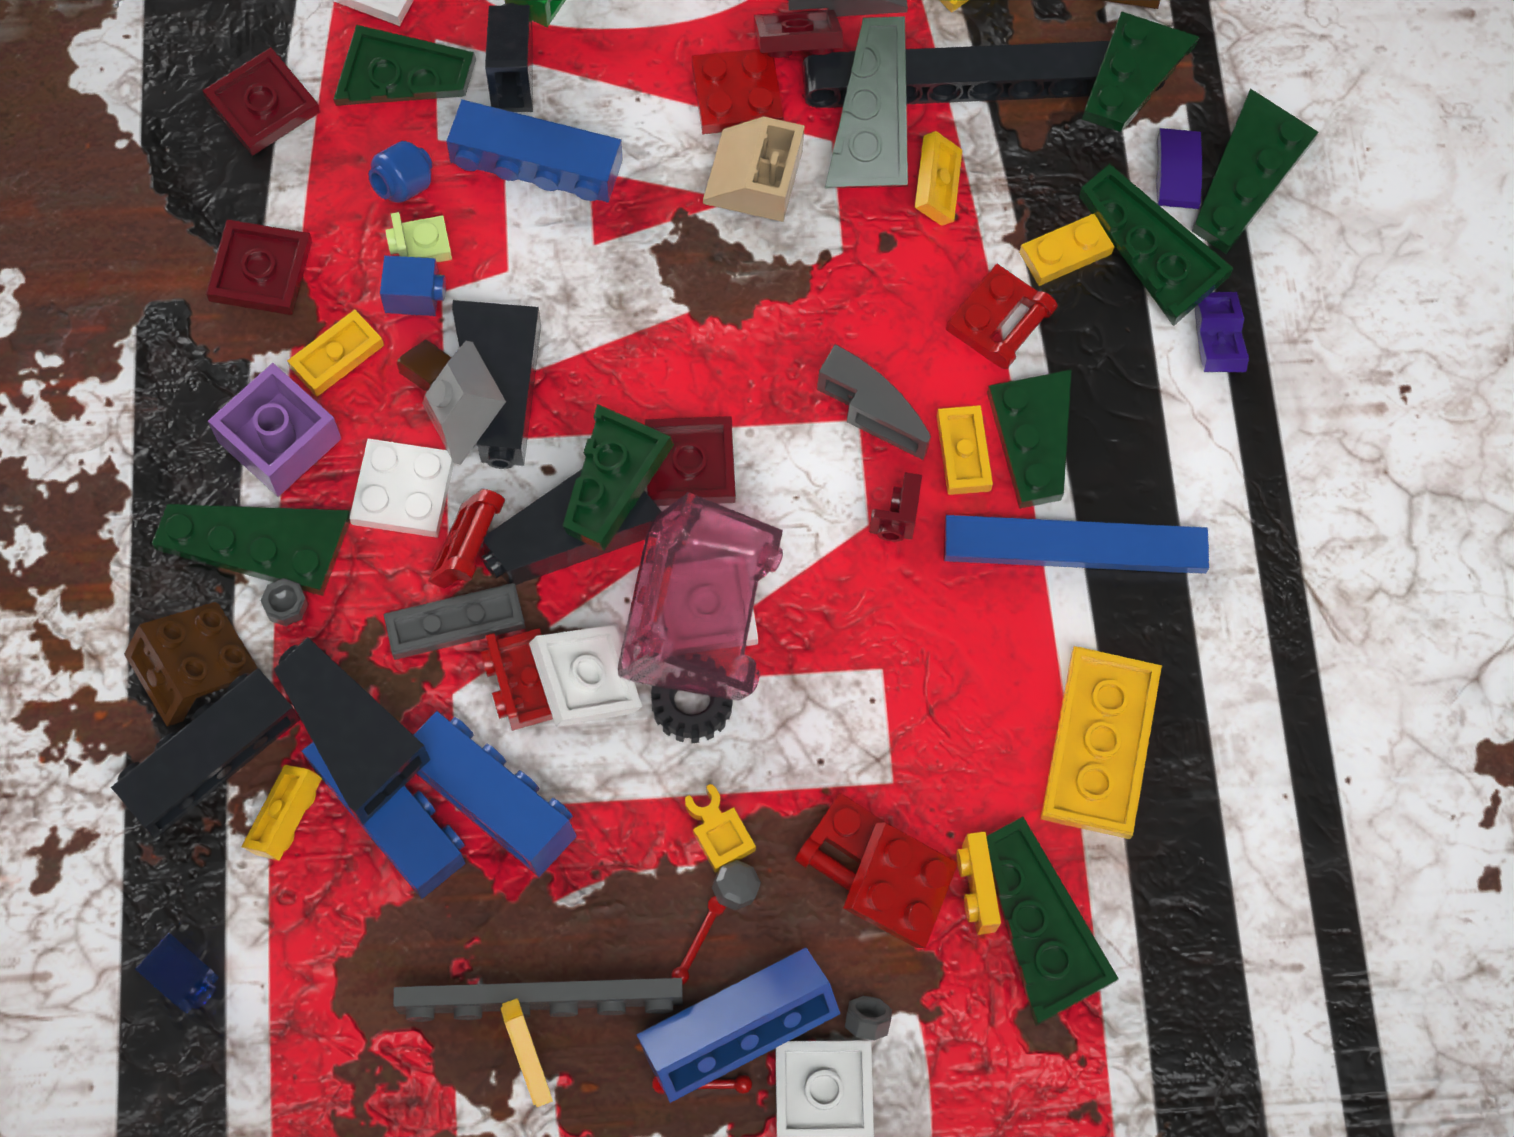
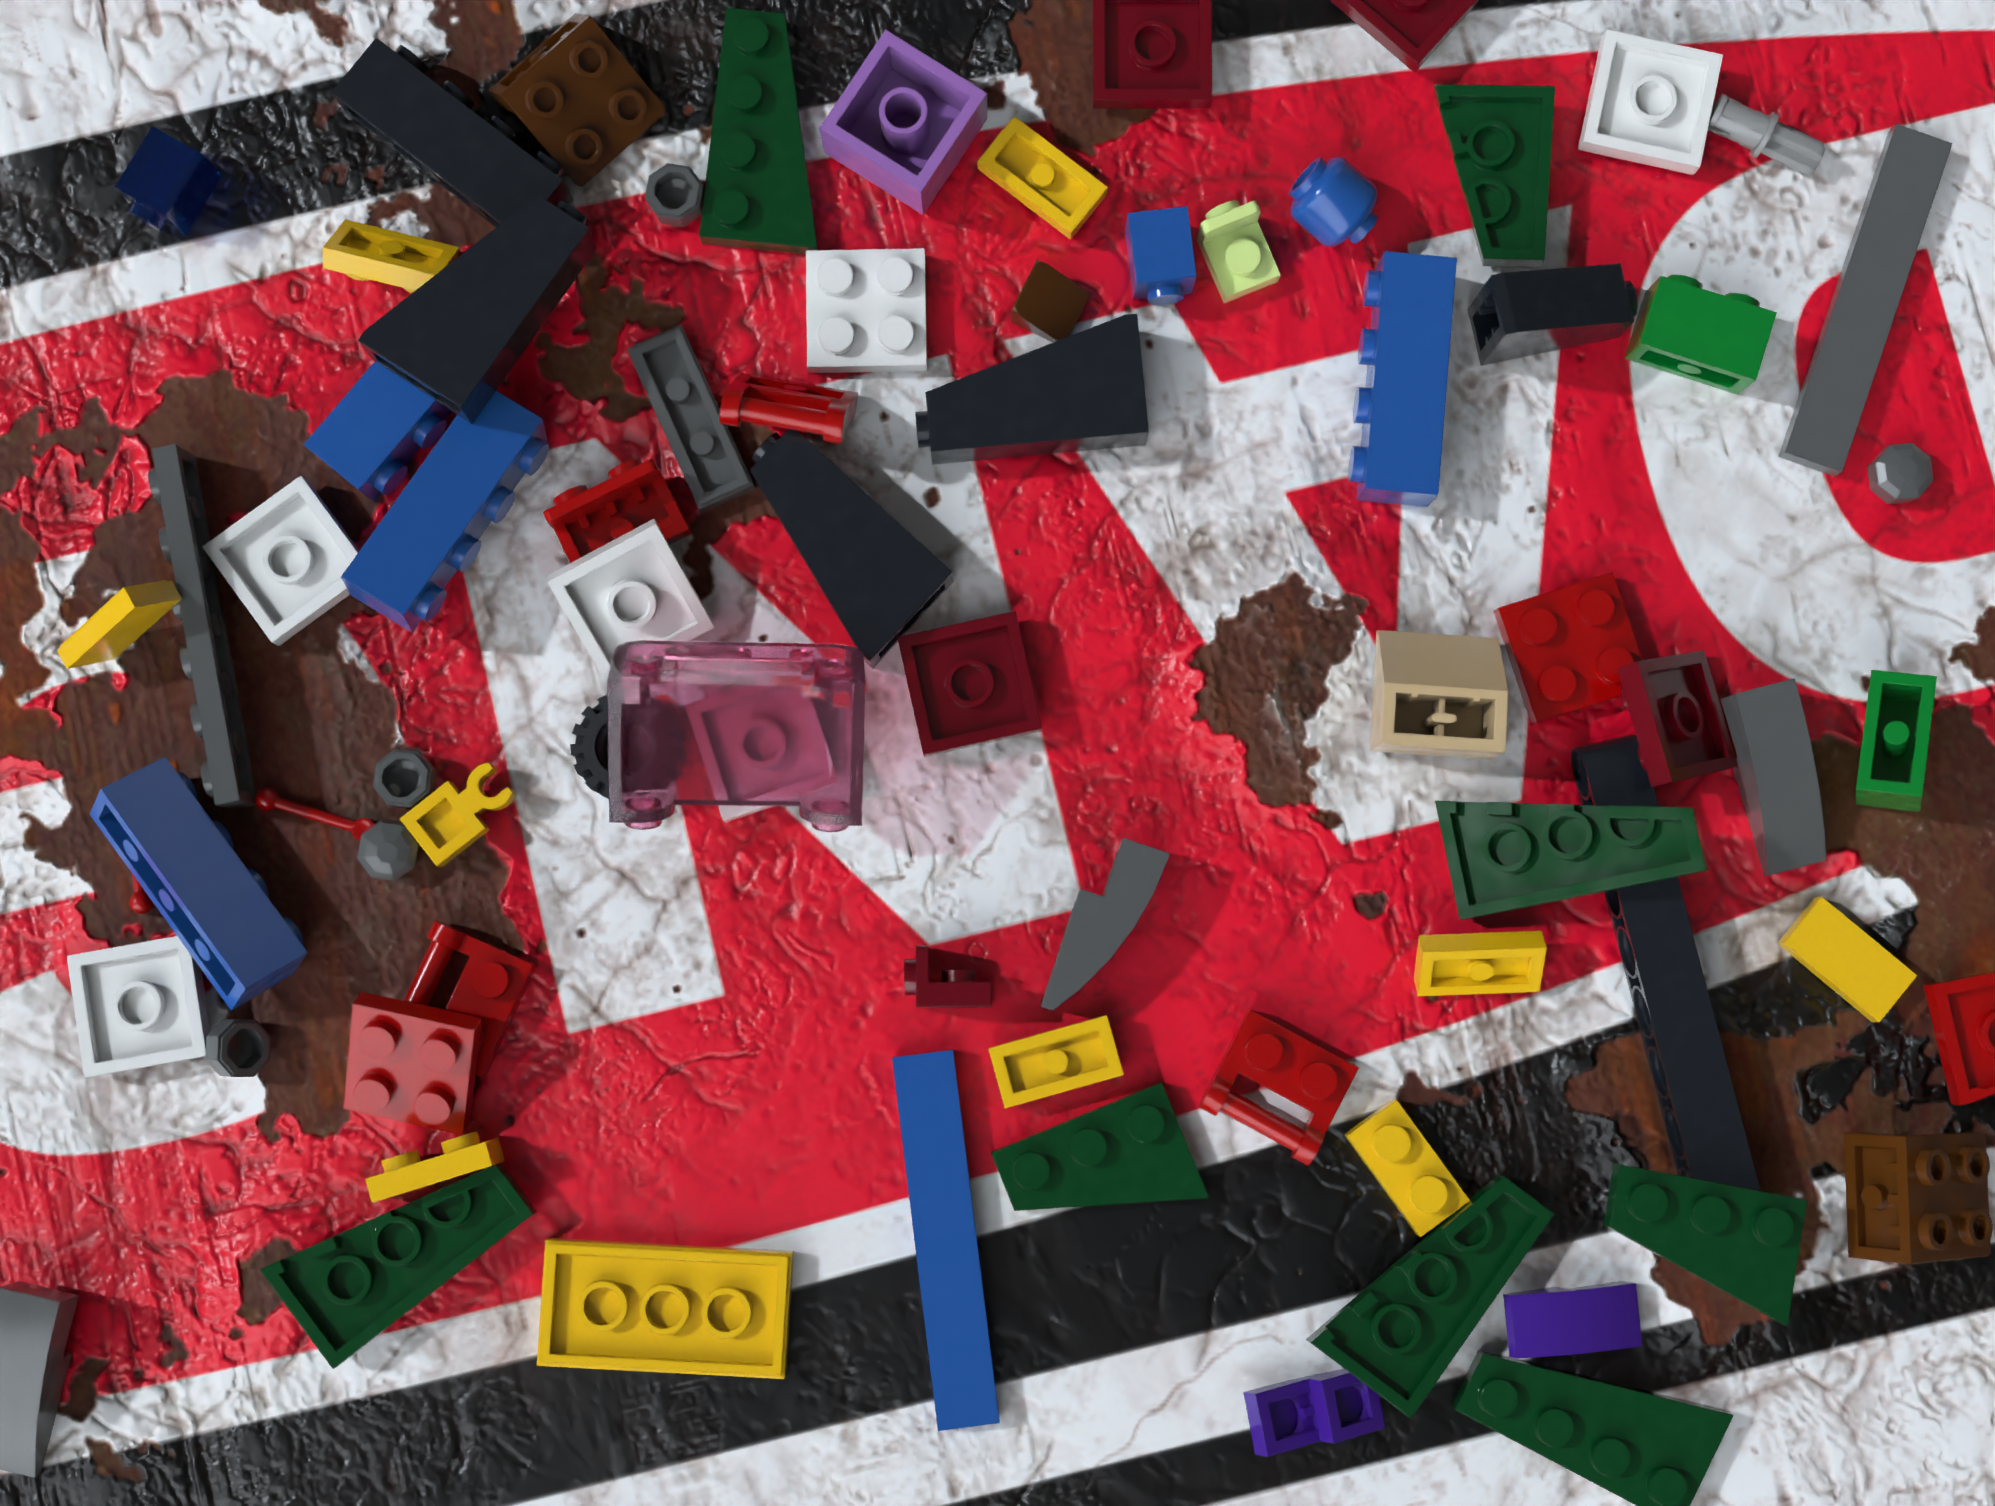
camera: 85 degrees right, 15 degrees up
(463, 401) = (978, 355): light grey slope -> none
(500, 925) = (285, 560): none -> white plate
(613, 477) = (907, 584): dark green wing -> none
(684, 865) = (404, 778): none -> dark grey tile

